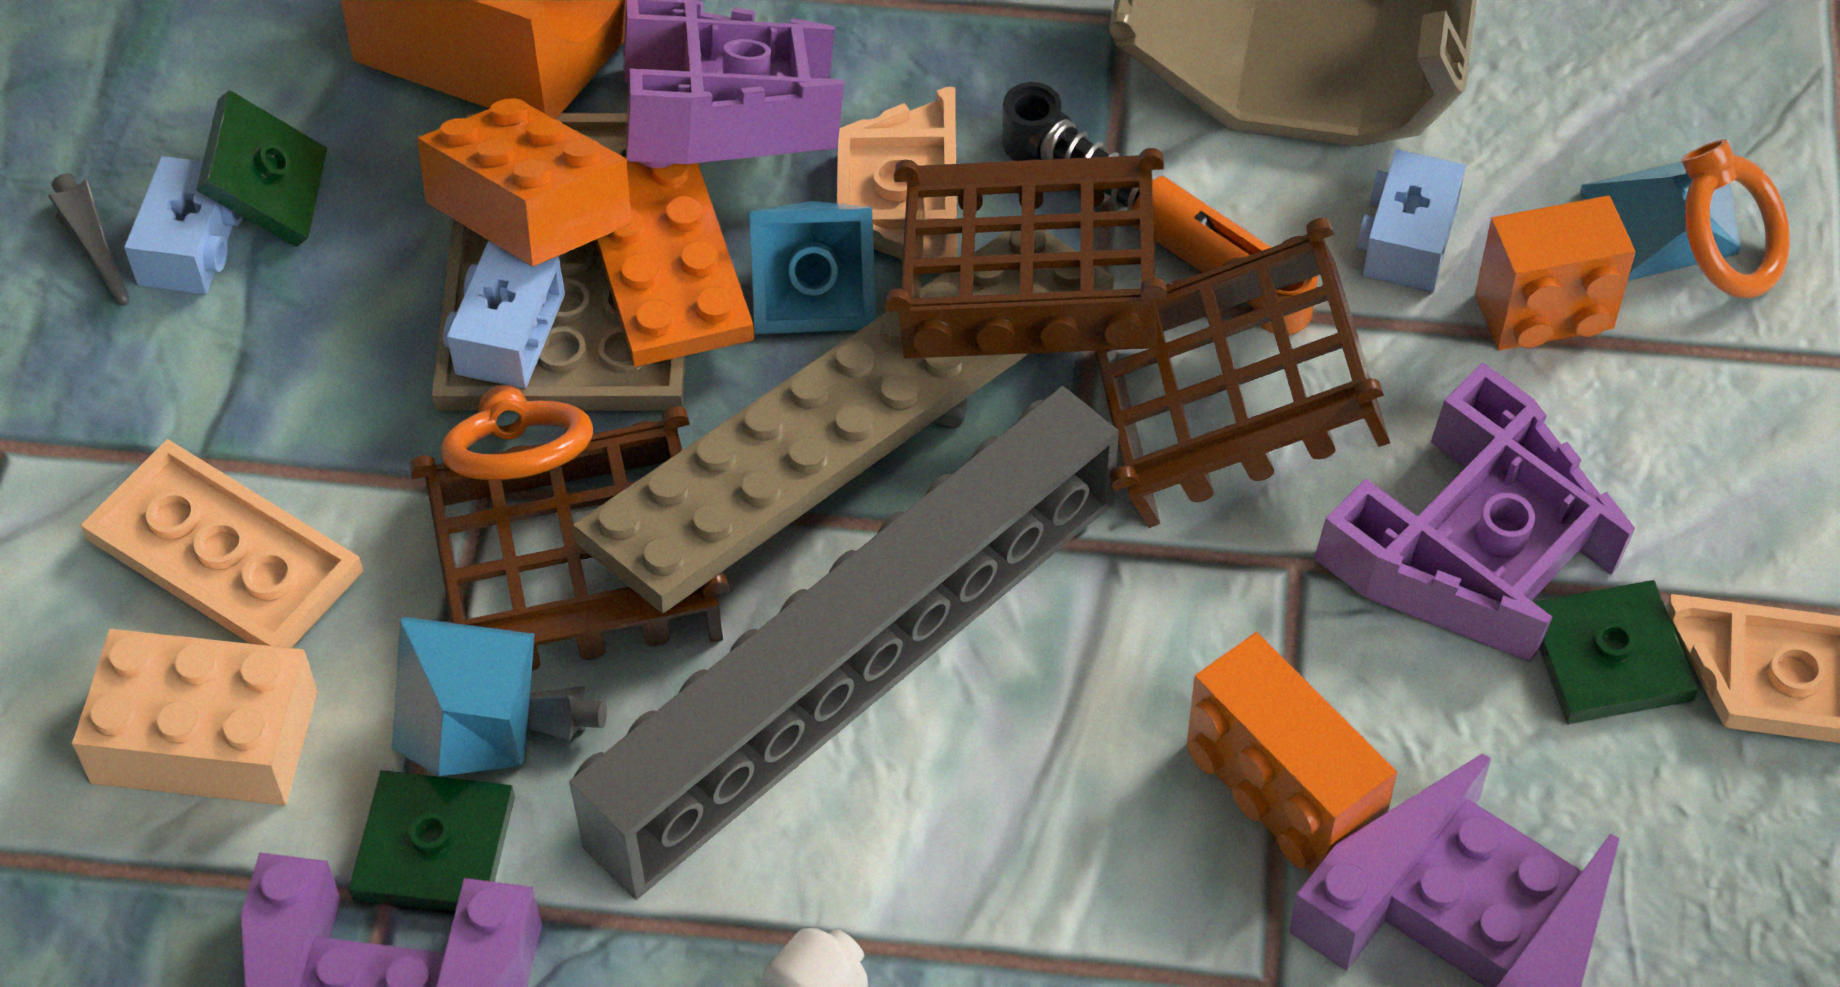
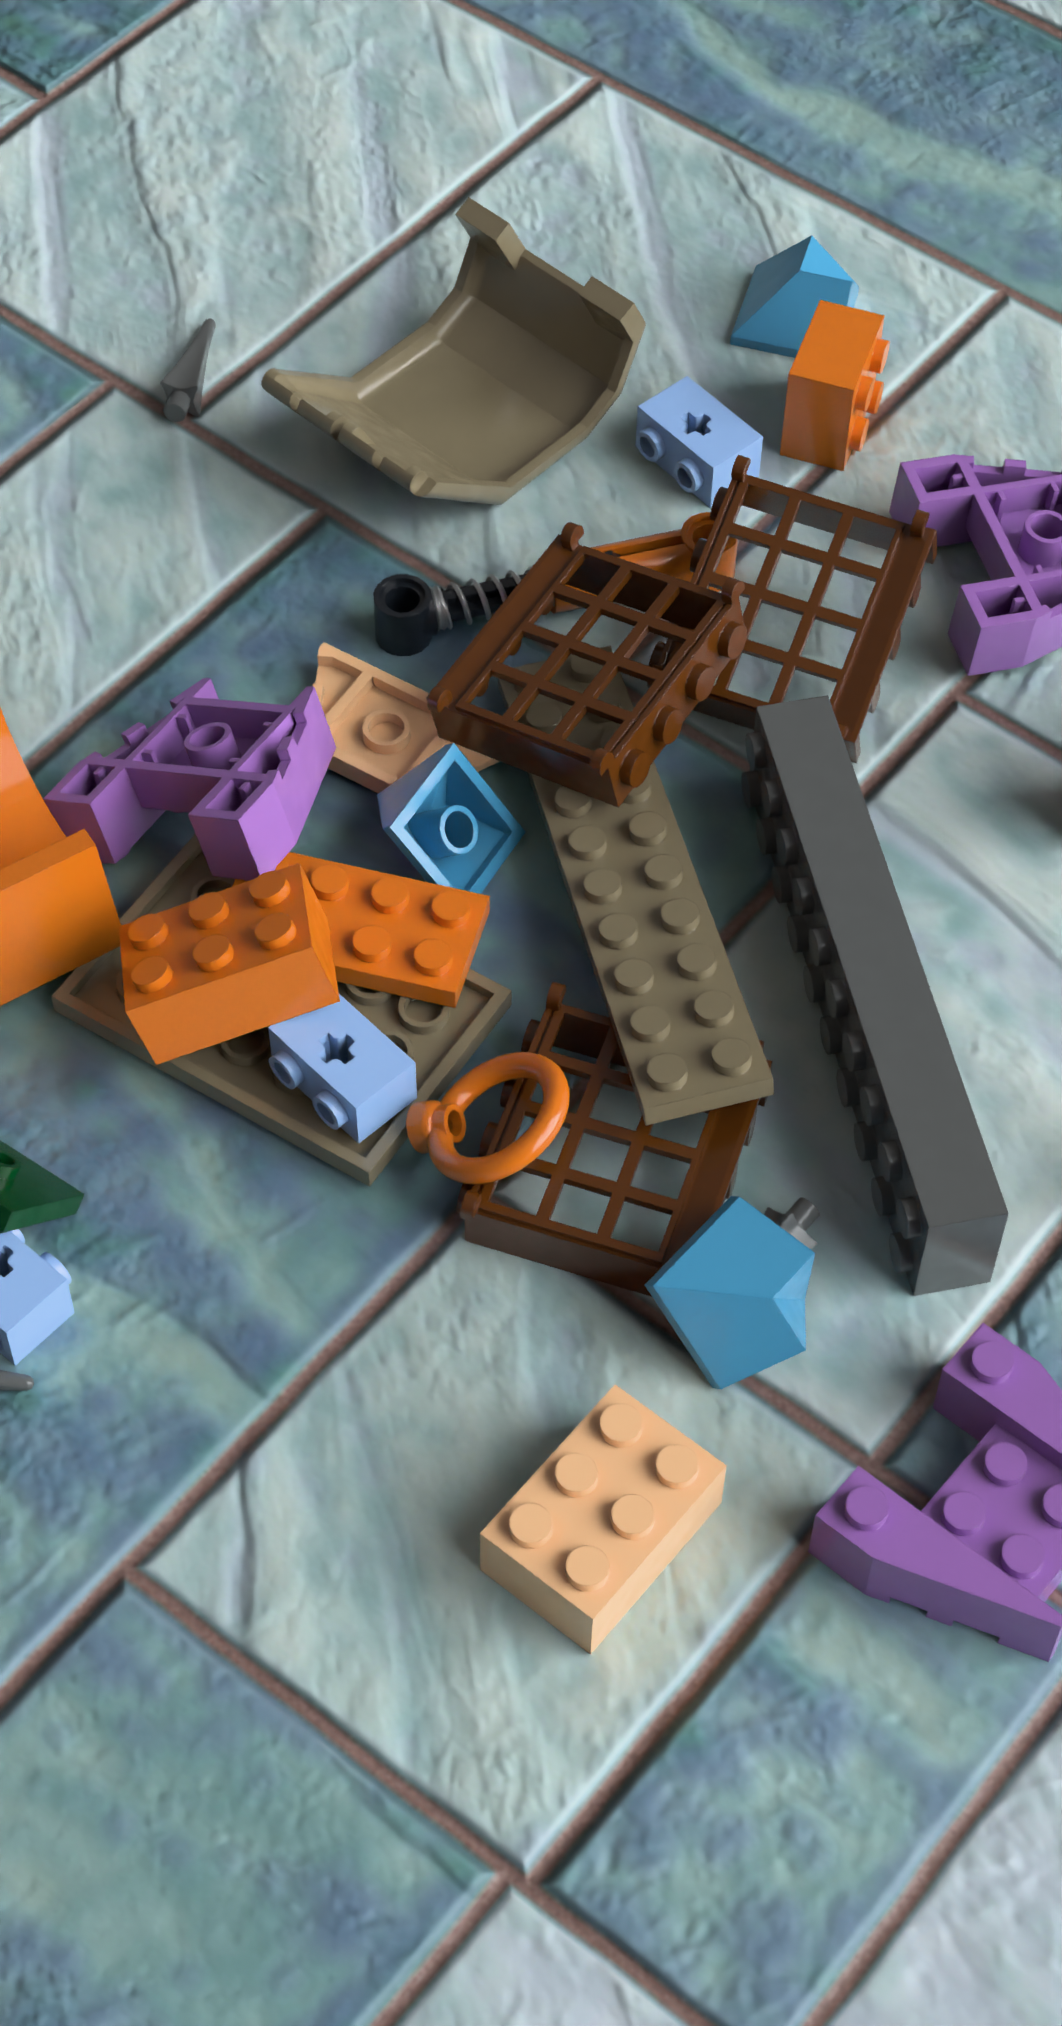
camera: 60 degrees left, 0 degrees up
(222, 548) = (411, 1421): light nougat plate -> none
(428, 838) = (845, 1399): dark green plate -> none
(1711, 169) = (855, 261): orange piece -> none

